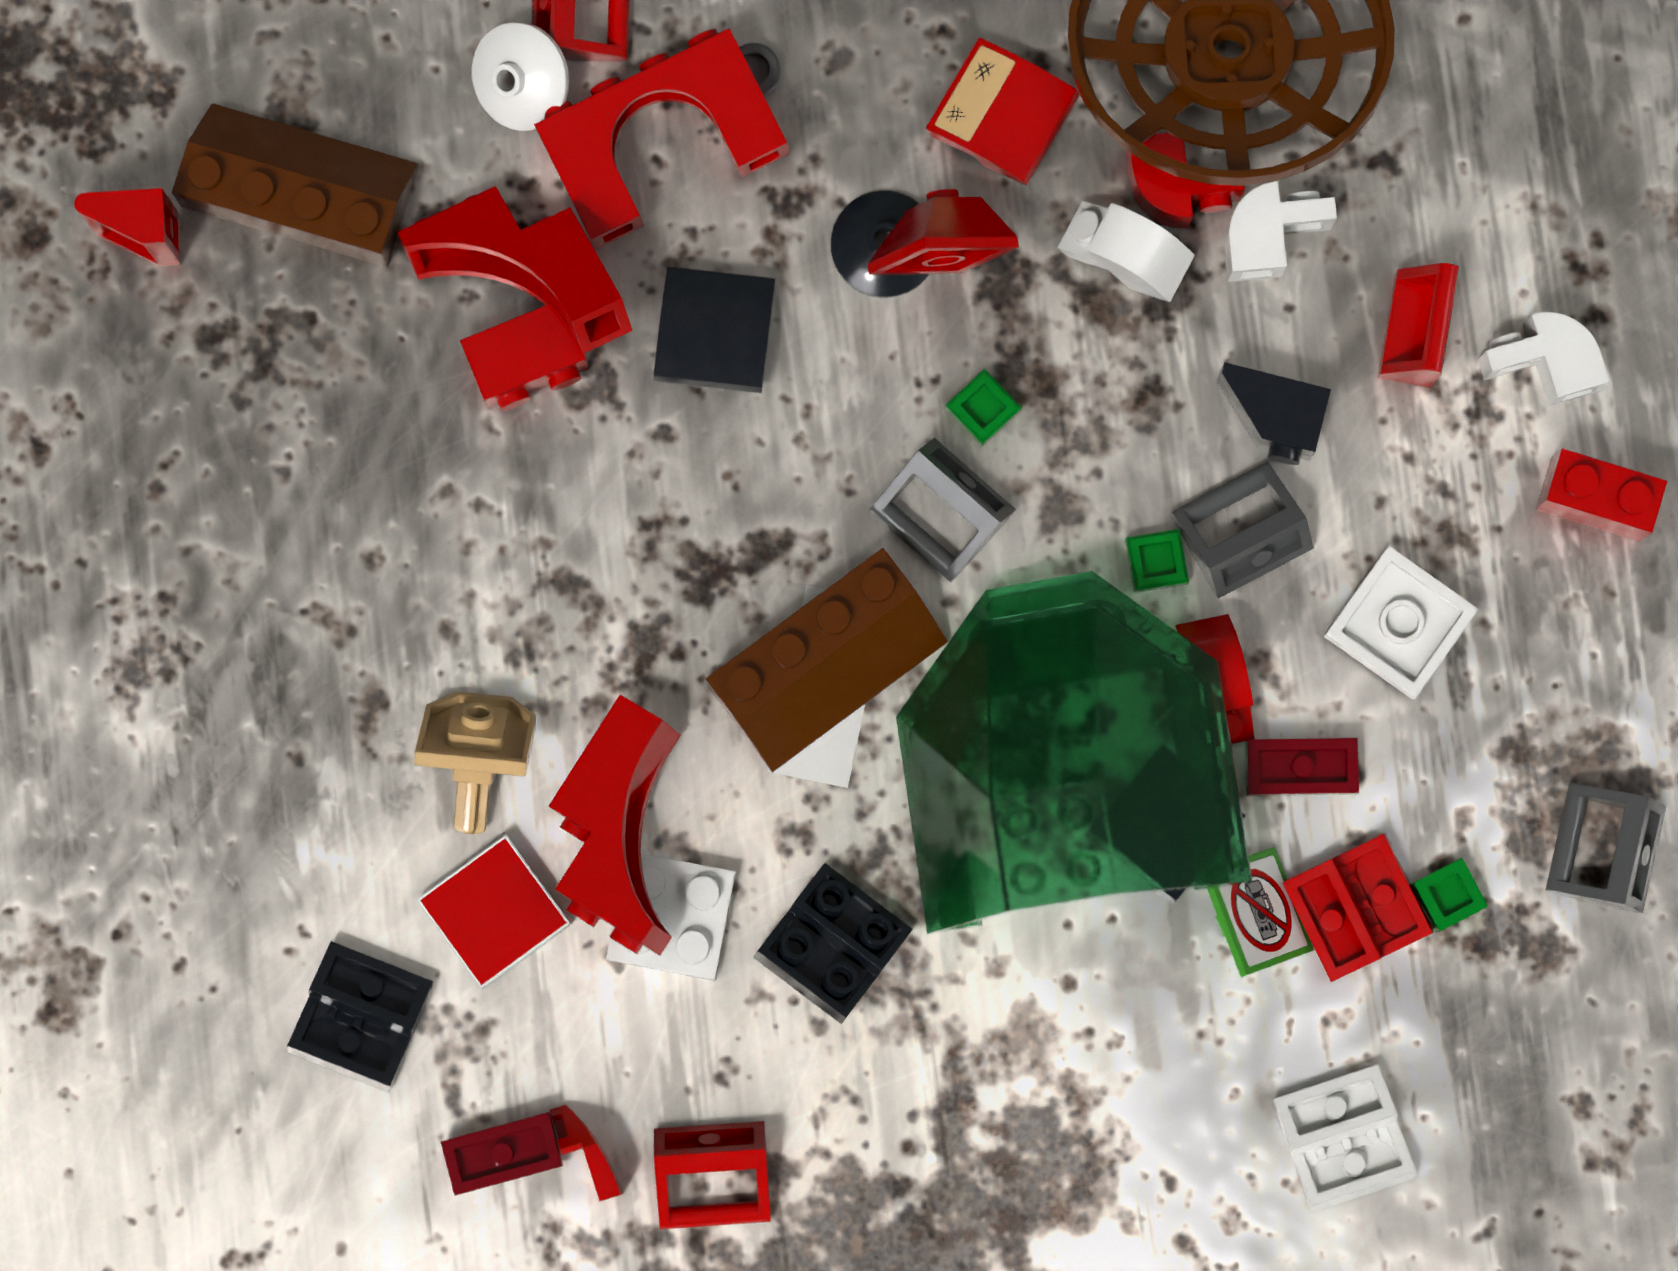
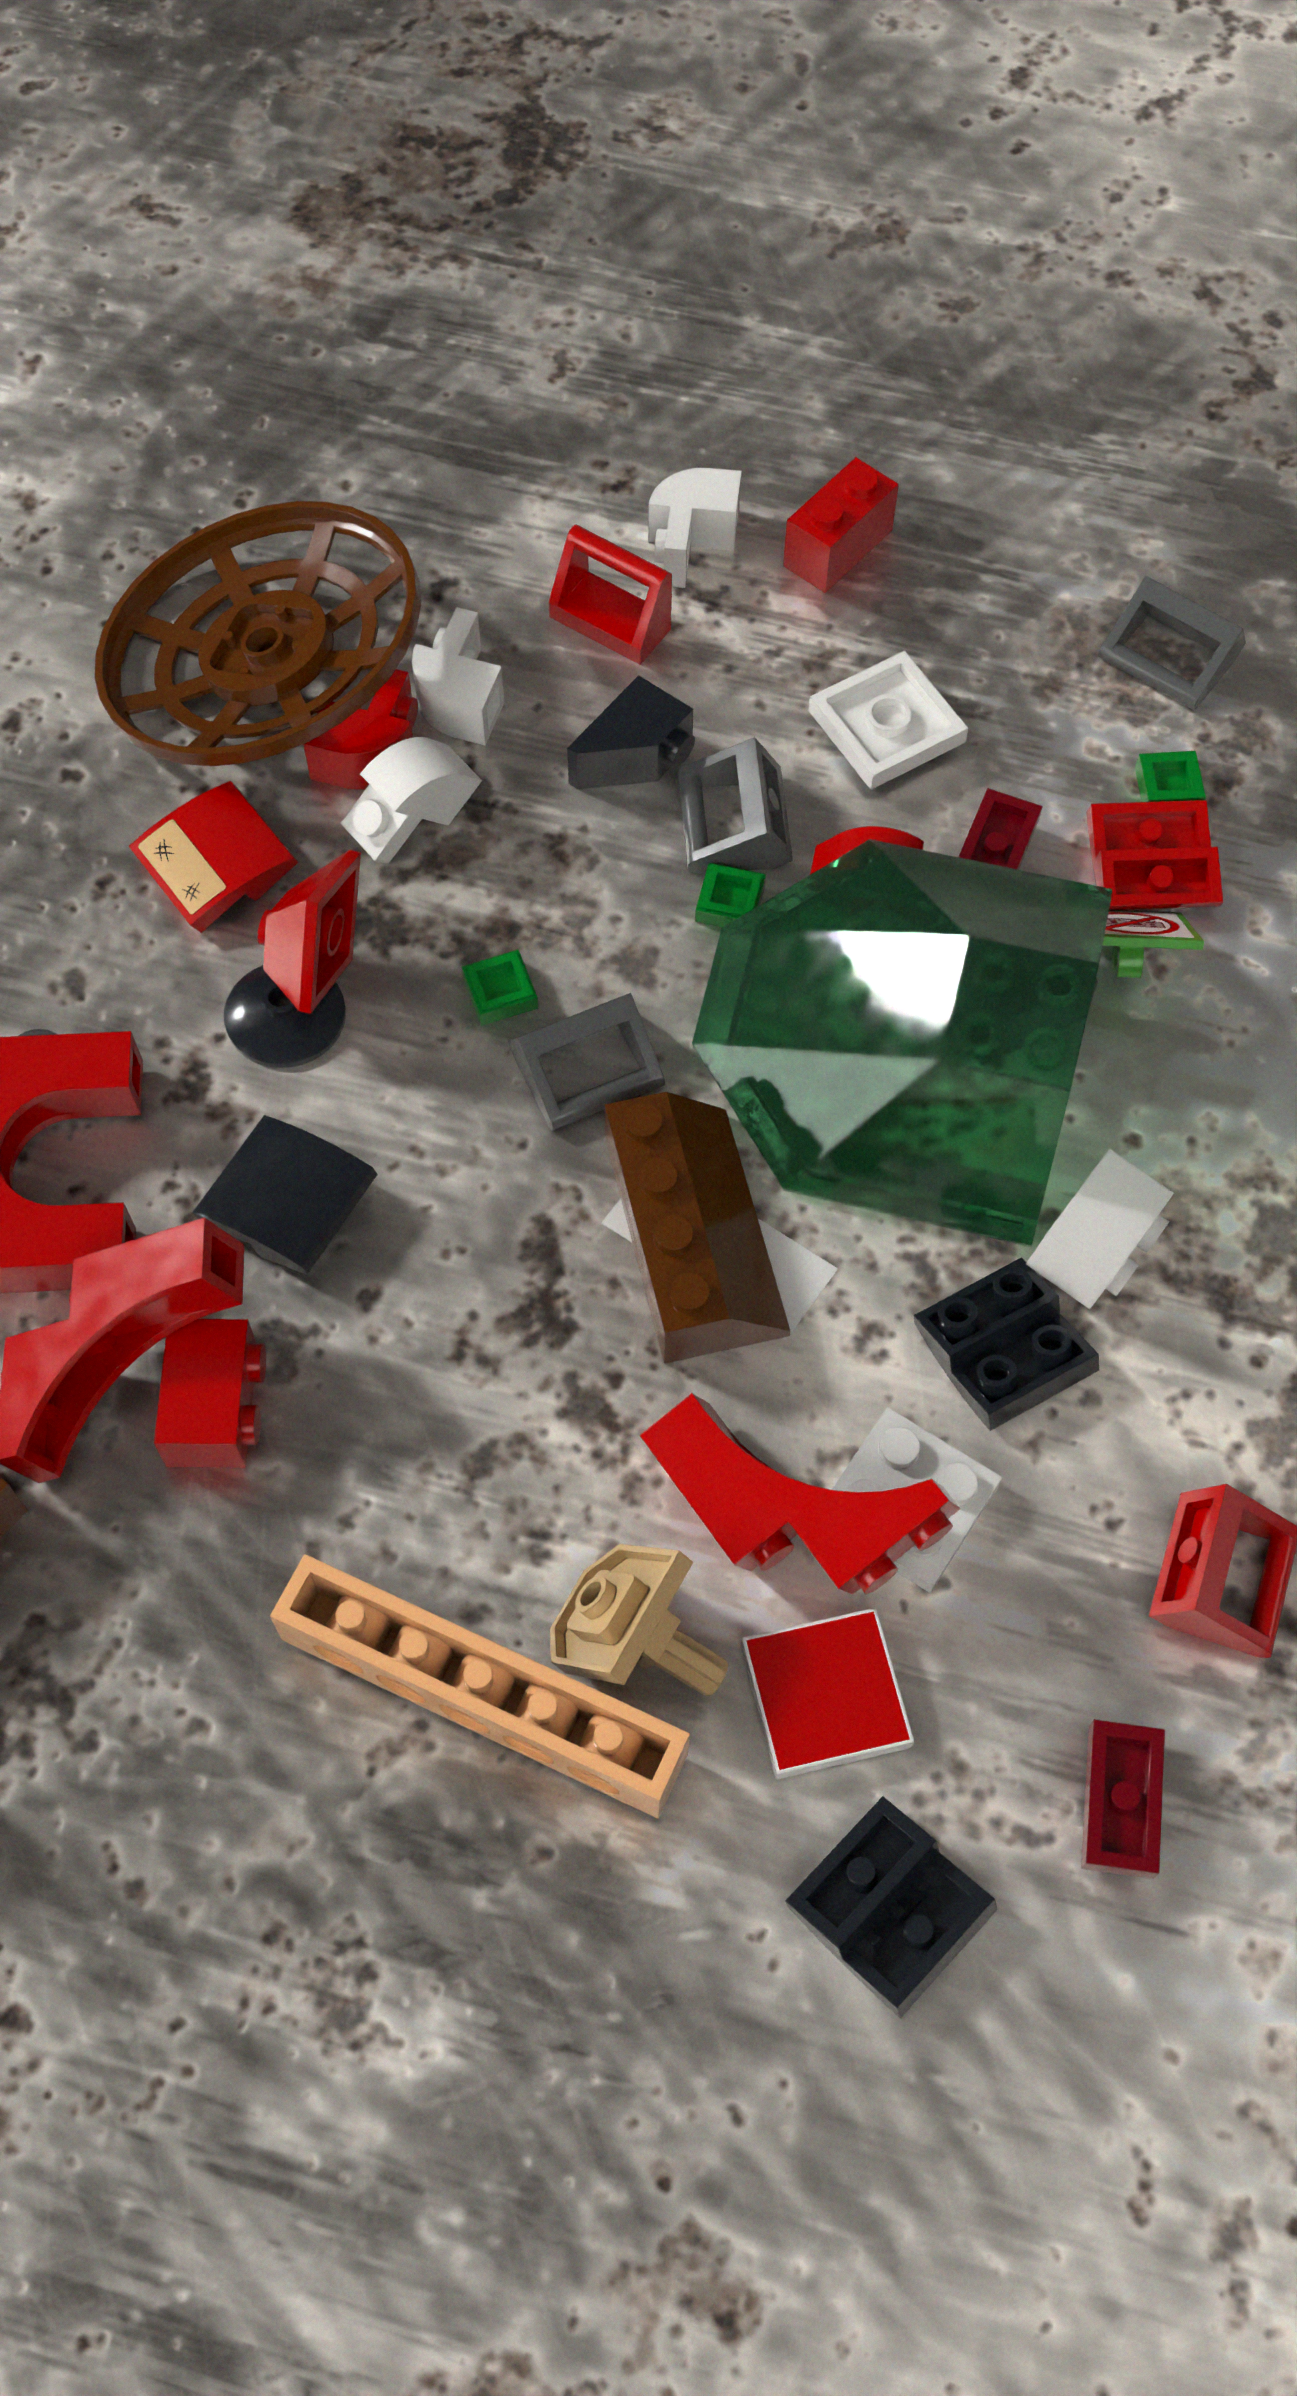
camera: 65 degrees left, 20 degrees down
(384, 662) = (481, 1685): none -> light nougat brick
(574, 1136) = (1169, 1688): red slope -> none
(954, 984) = (1100, 1230): none -> white brick

